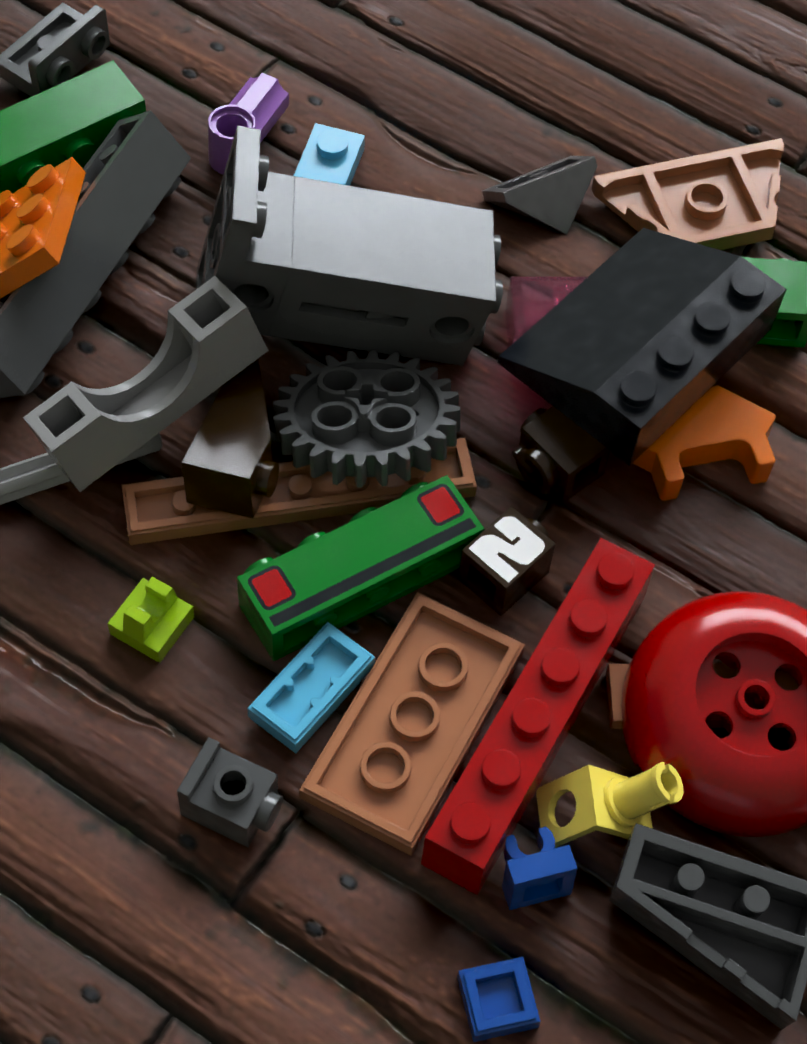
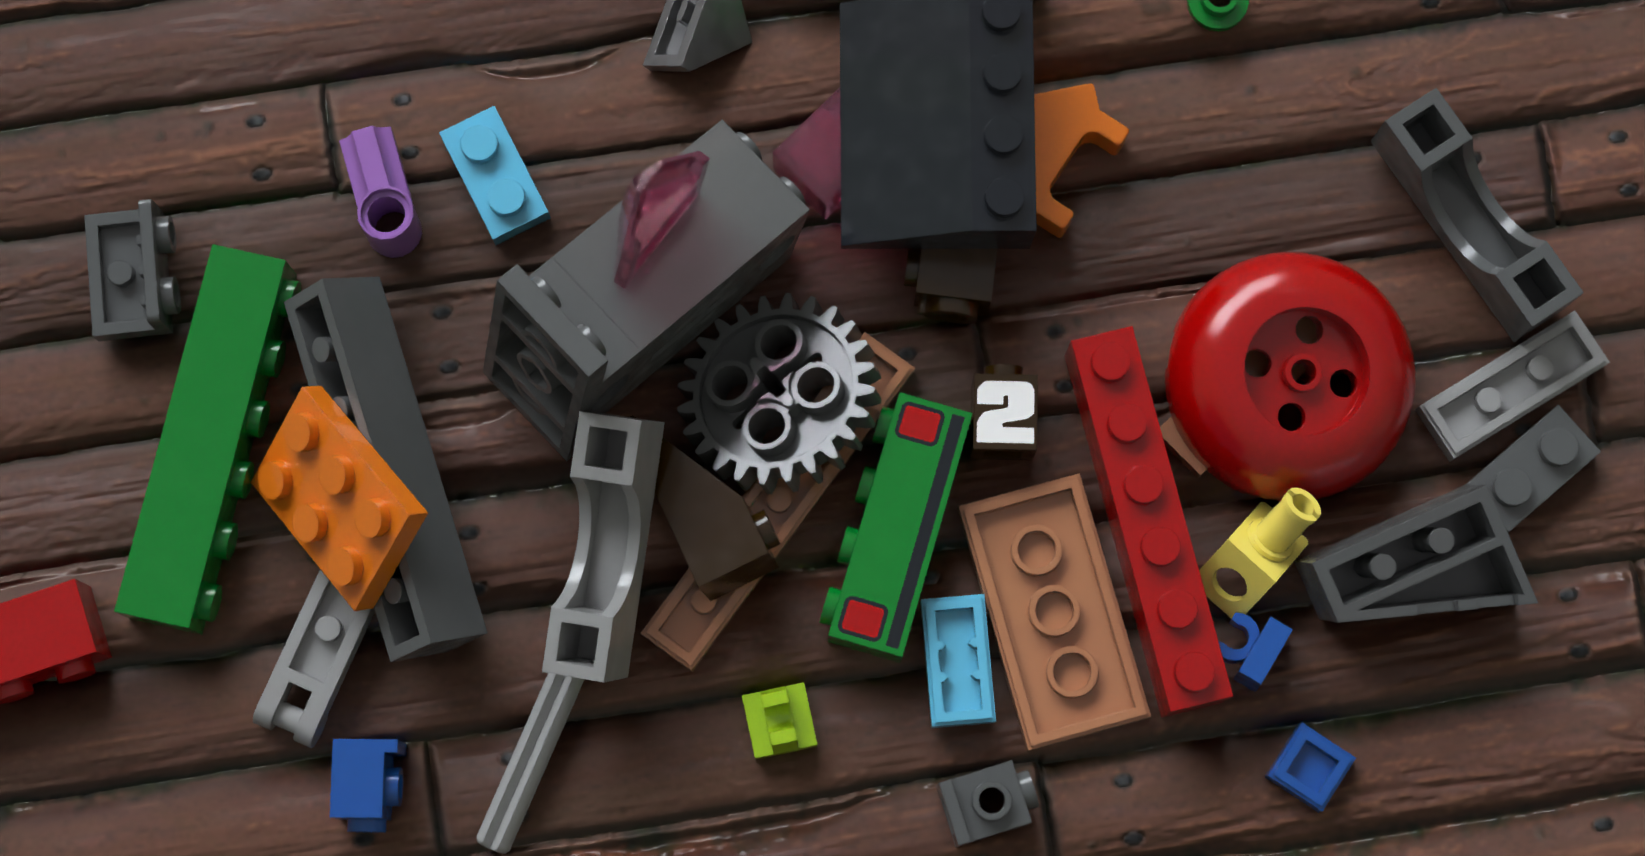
camera: 40 degrees left, 20 degrees up
(387, 189) = (653, 207): none -> clear pink slope

